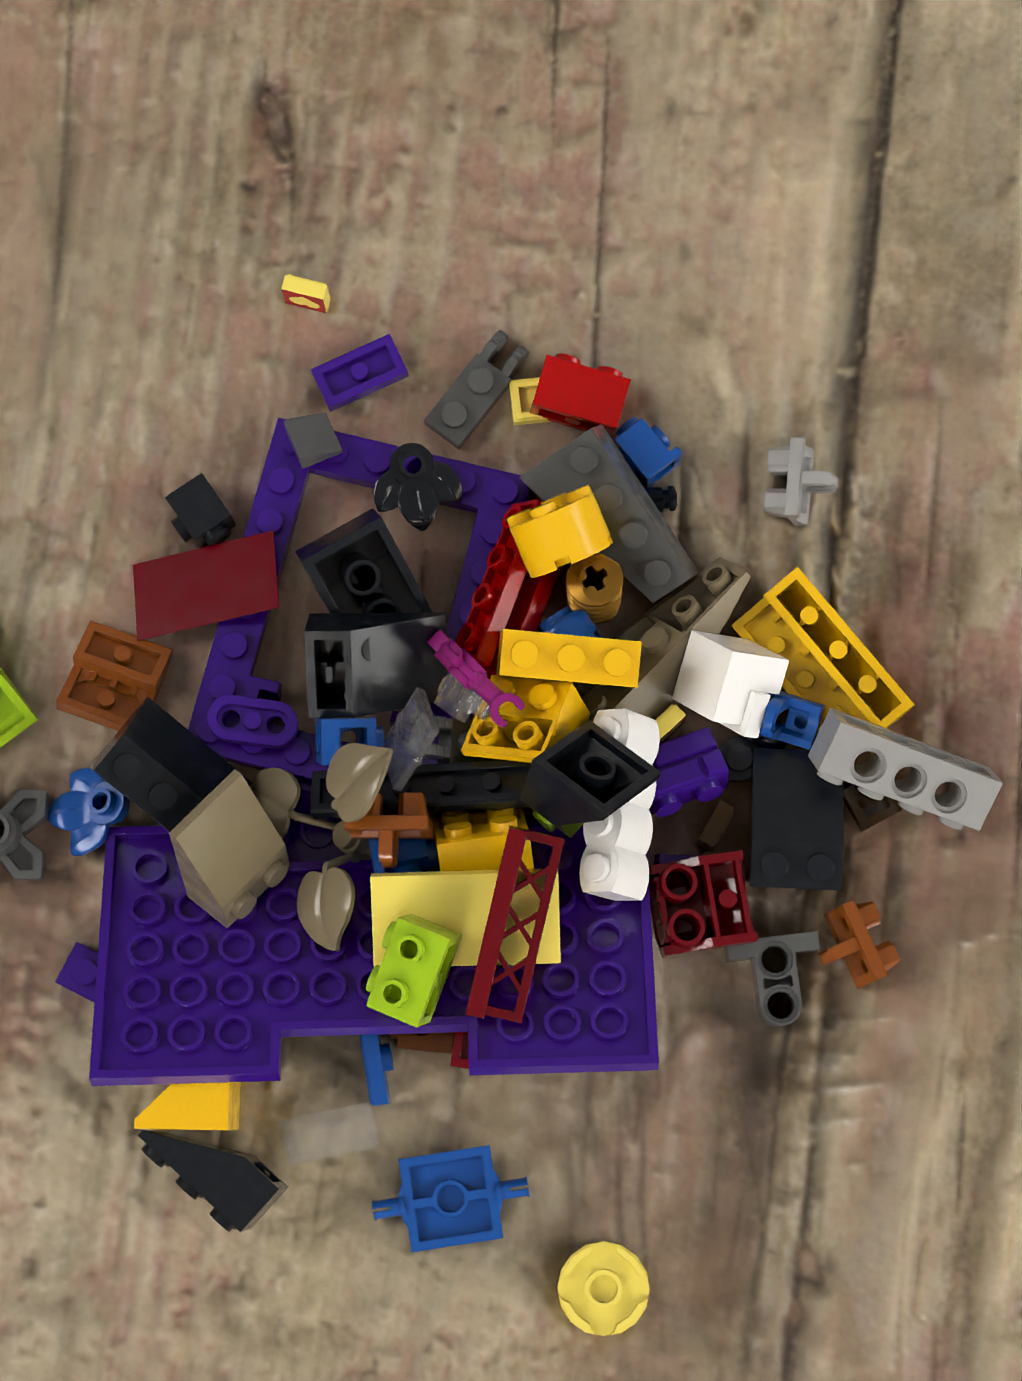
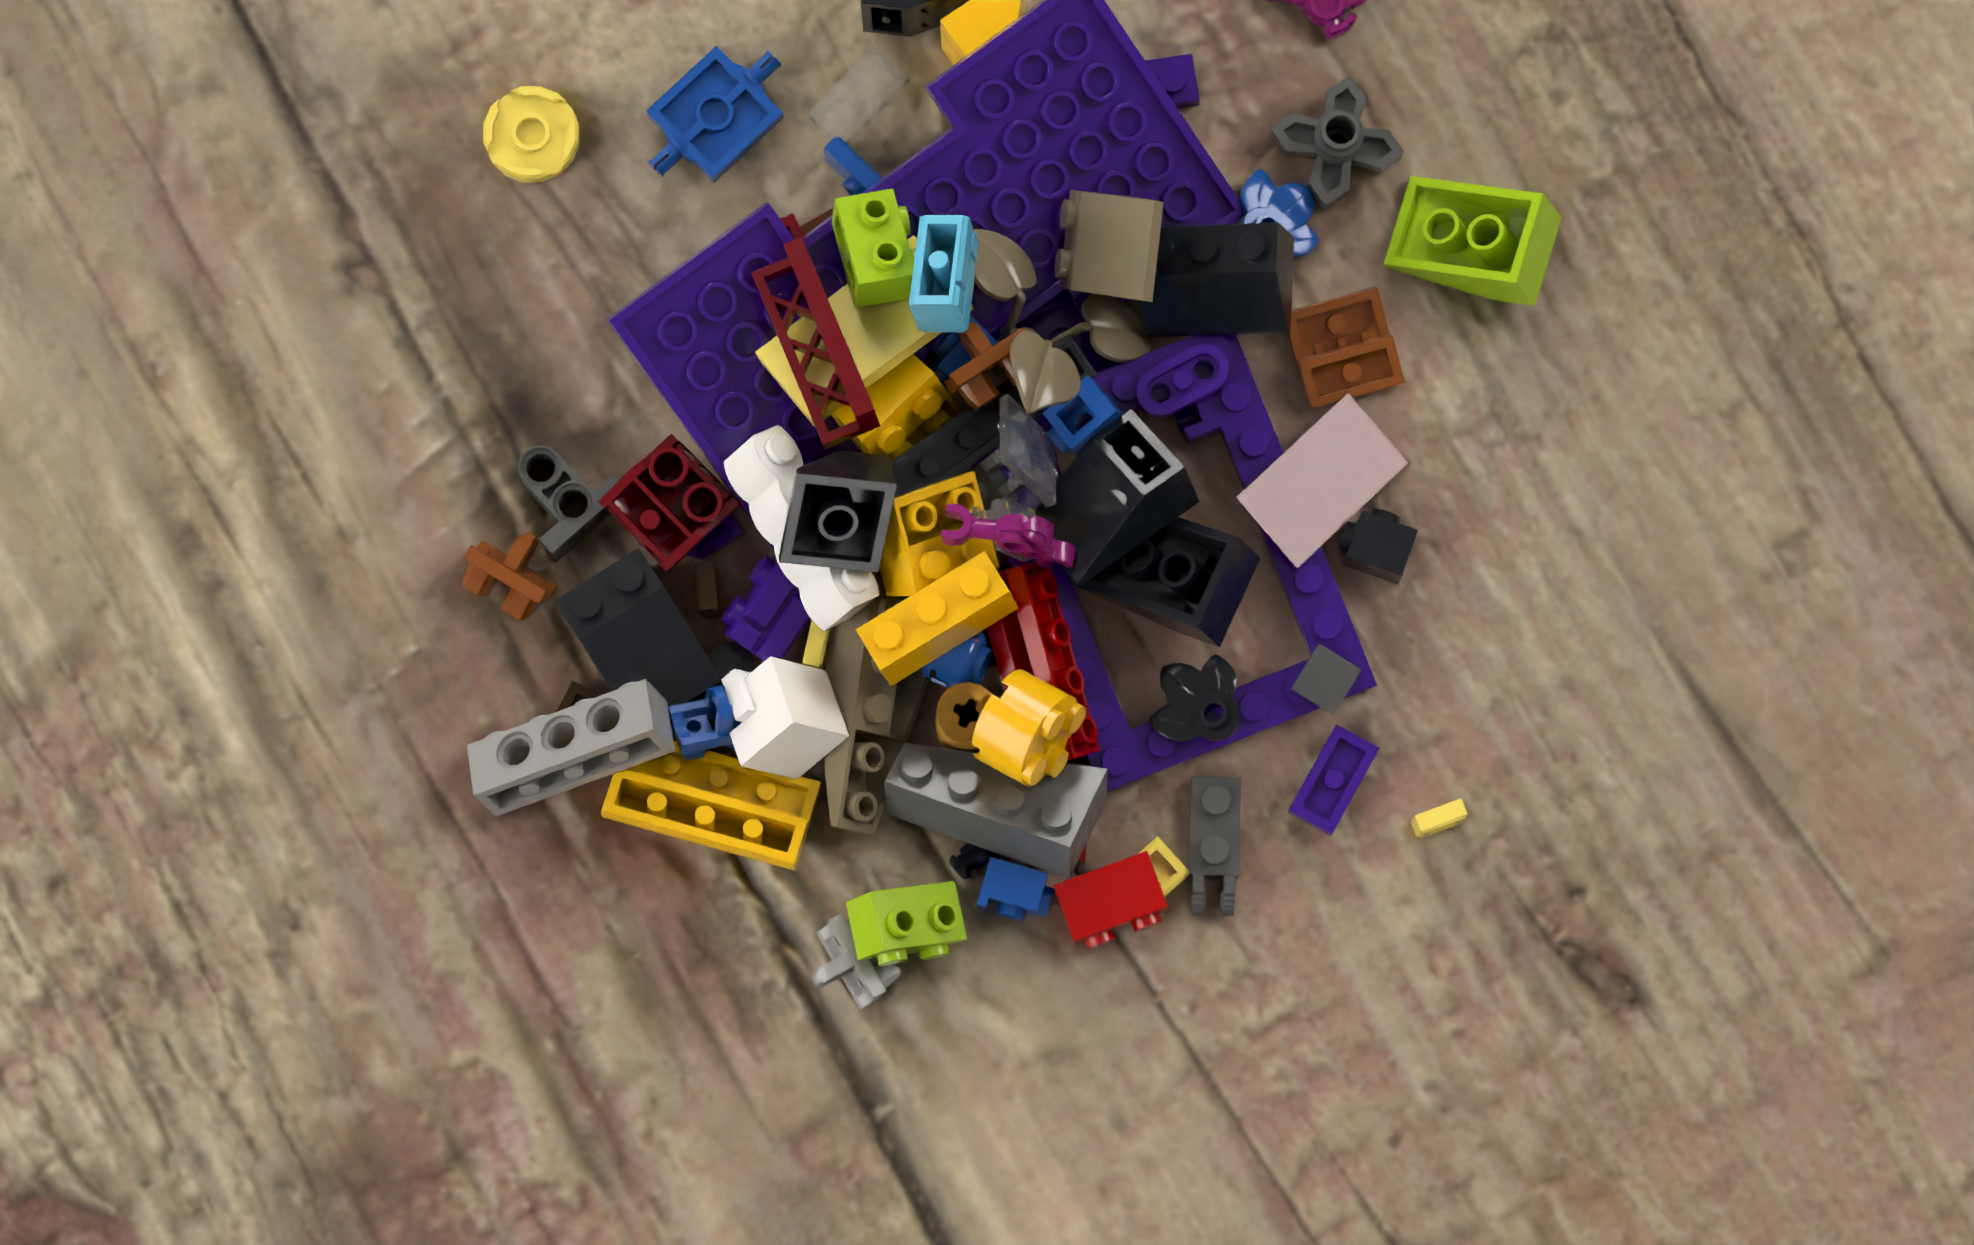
camera: 140 degrees right, 0 degrees up
(376, 904) = (943, 273): none -> medium azure brick
(741, 475) = (906, 921): none -> lime brick

